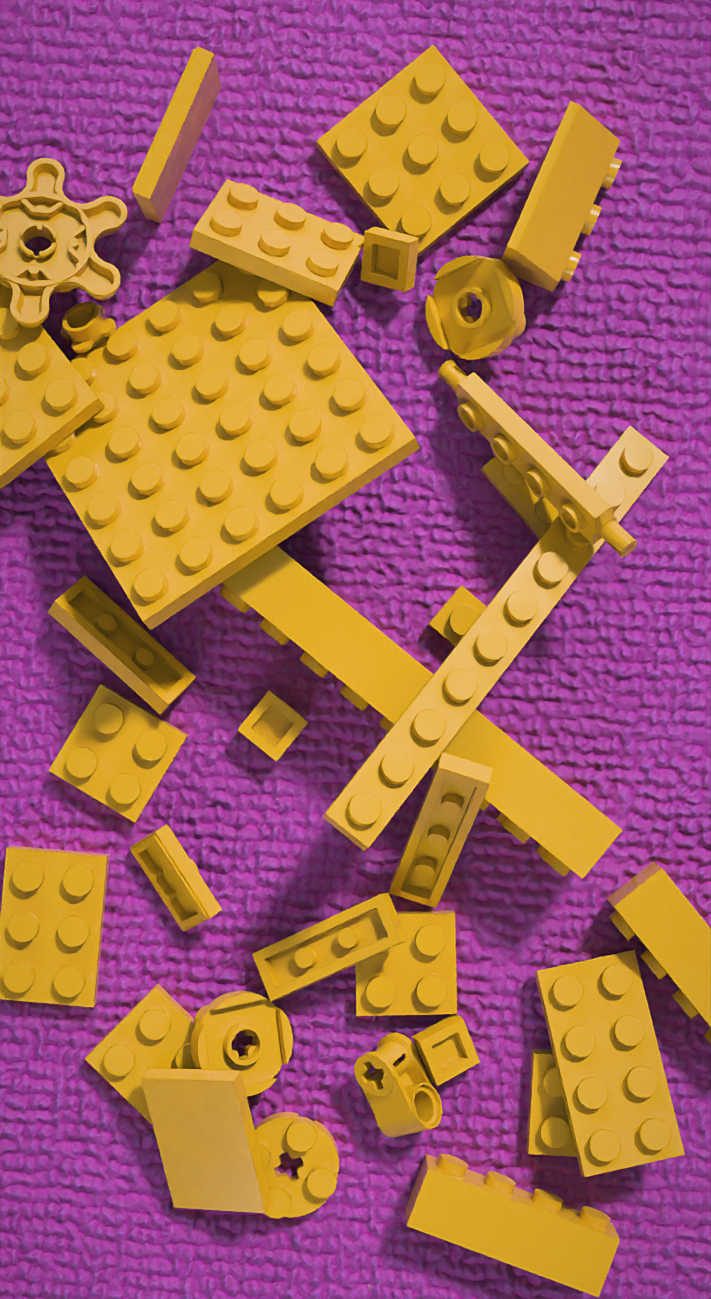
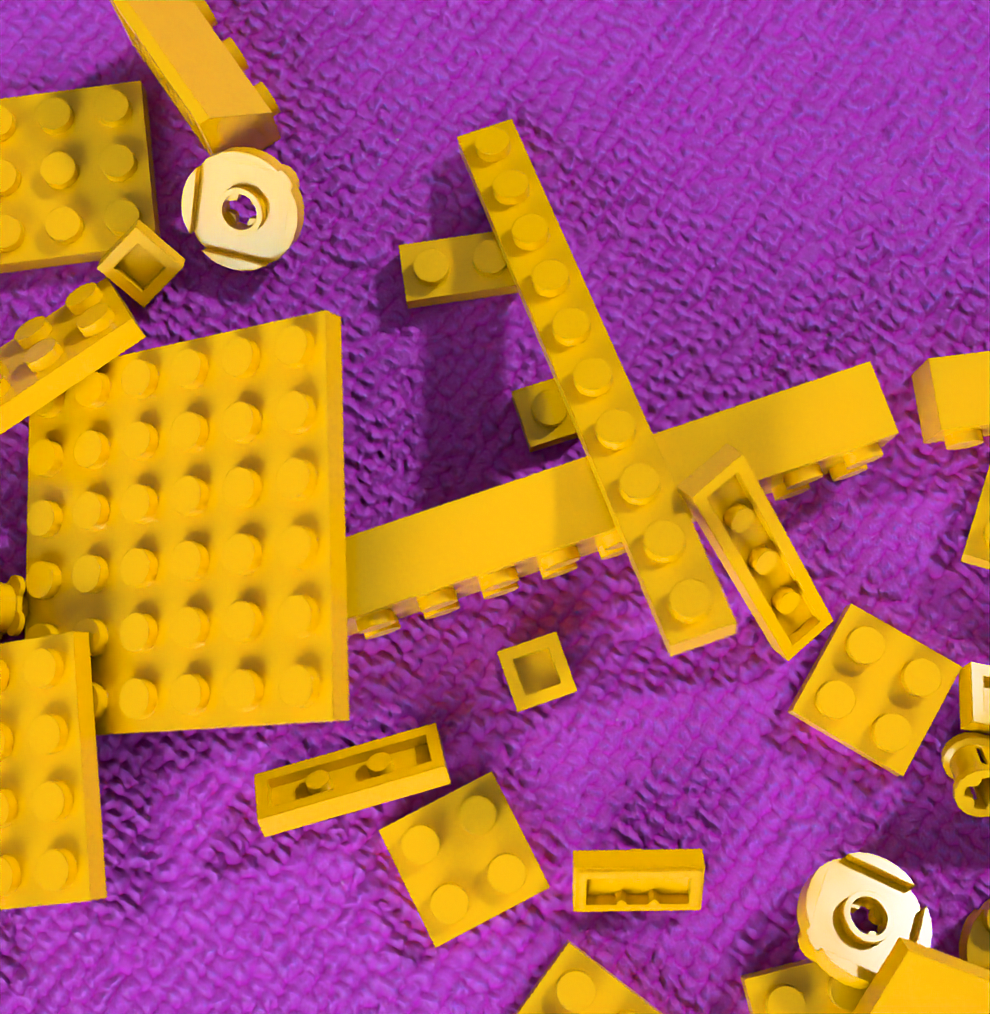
camera: 55 degrees left, 10 degrees down
(330, 947) = (812, 756): yellow plate -> none
(541, 466) = (433, 231): yellow plate -> none

